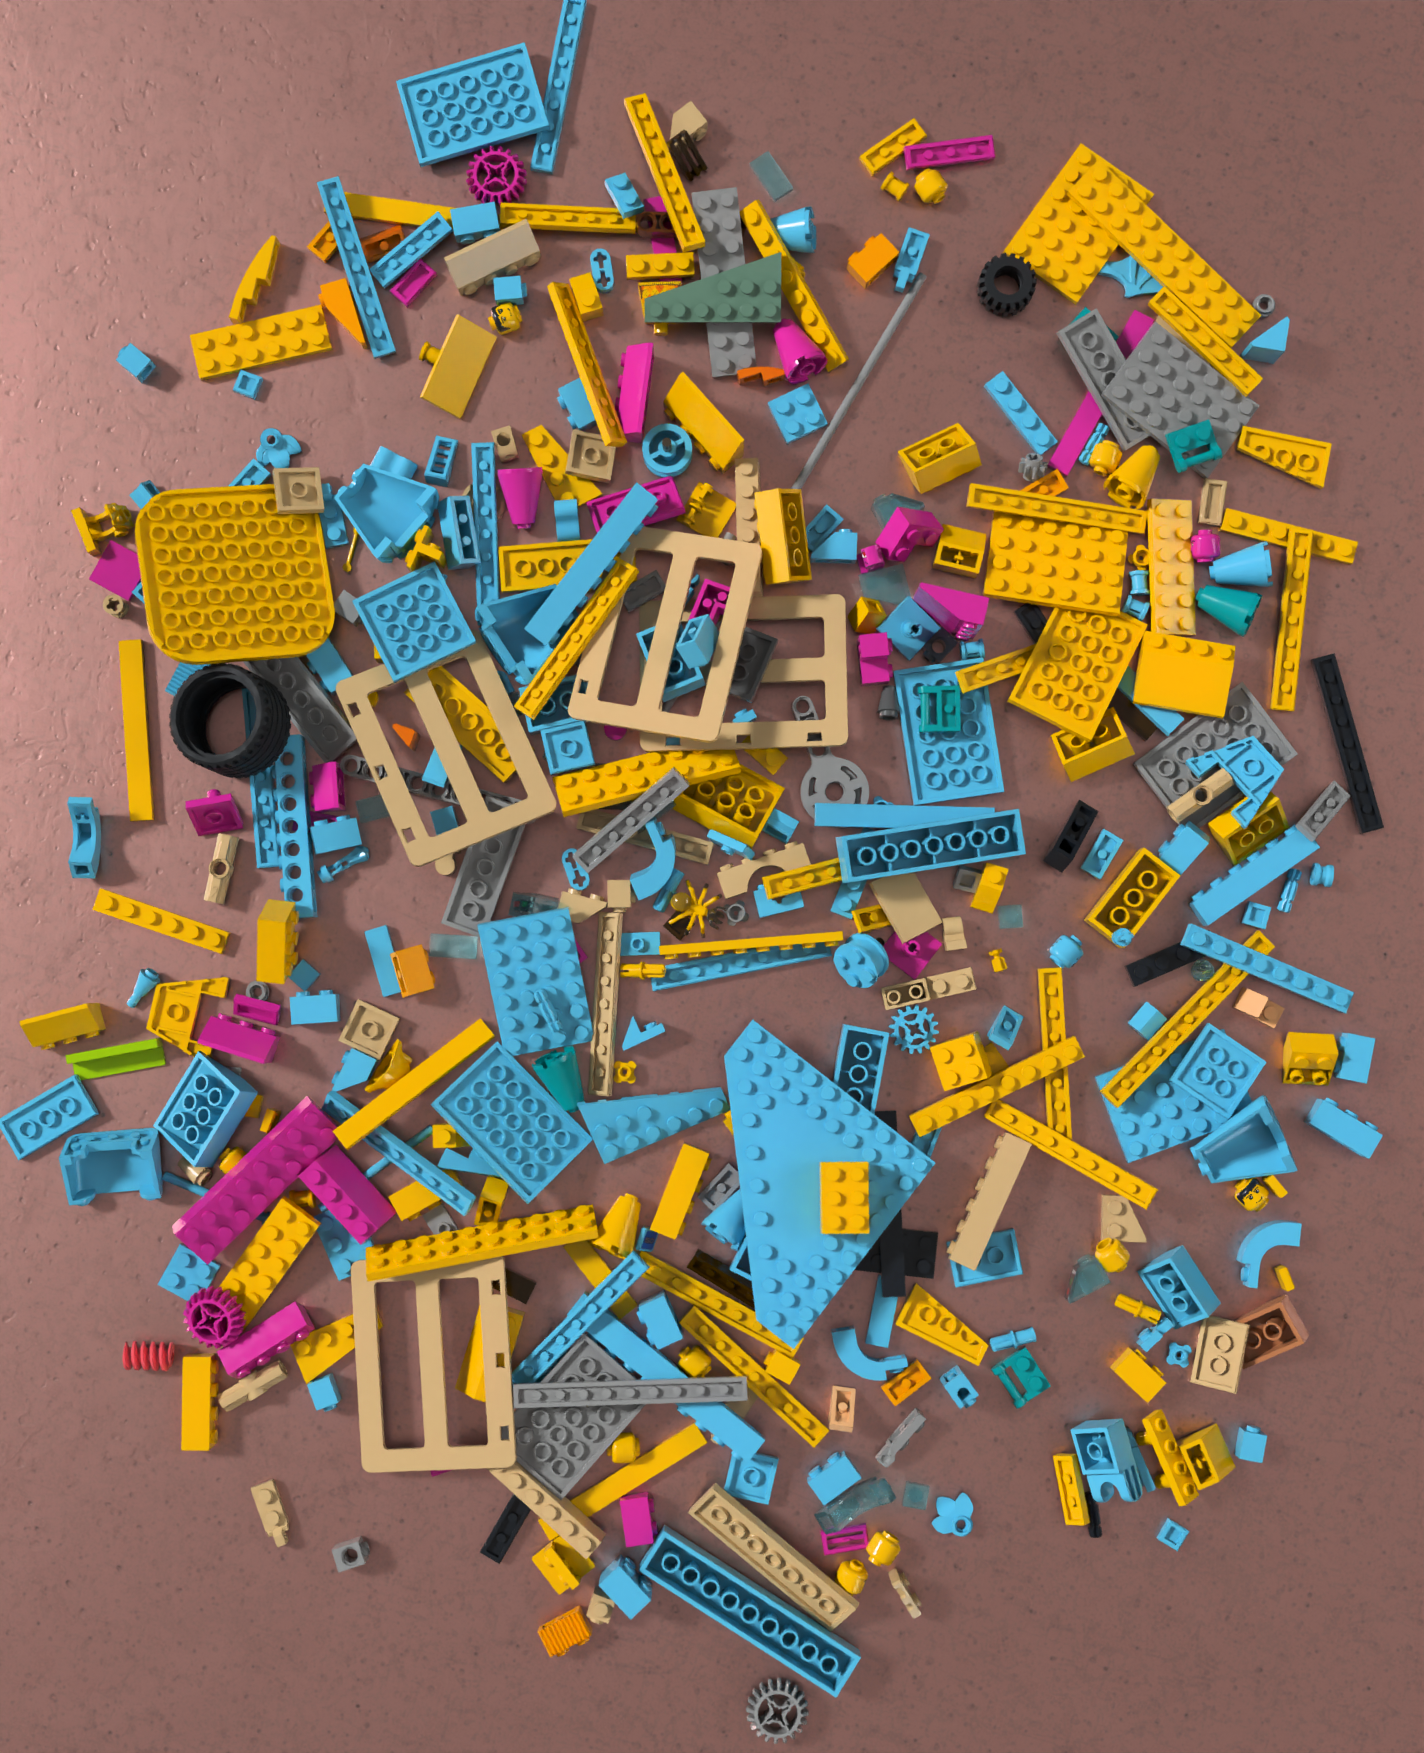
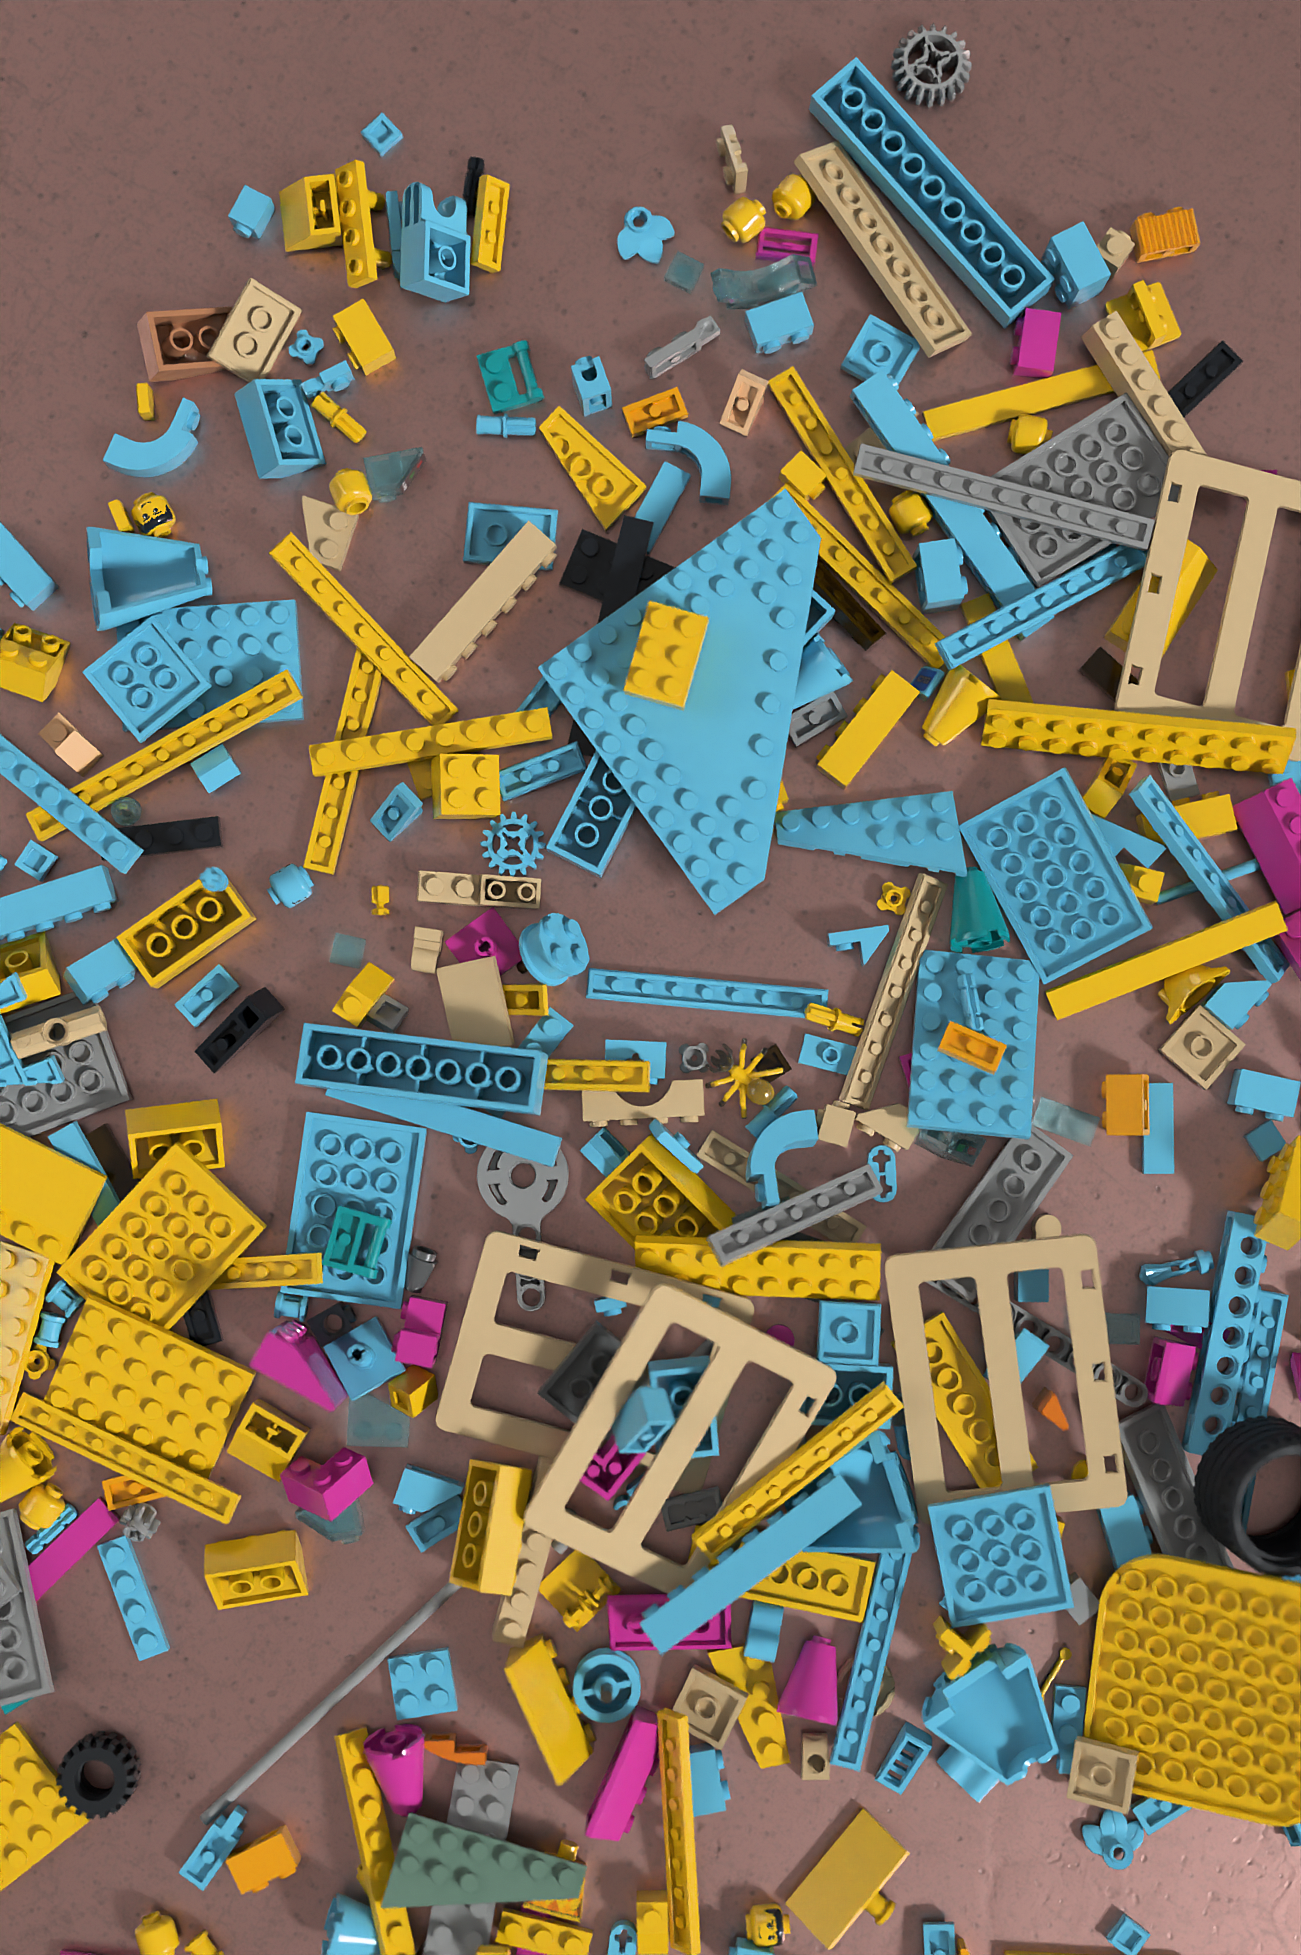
camera: 165 degrees left, 0 degrees up
(458, 532) = (909, 1657): medium azure brick -> none
(538, 977) = (971, 1047): none -> light orange plate
(741, 945) = (674, 1008): yellow plate -> none
(770, 759) = (593, 1242): yellow plate -> none
(870, 559) = (386, 1463): dark pink leg -> none
(909, 1089) = (541, 771): none -> medium azure tile

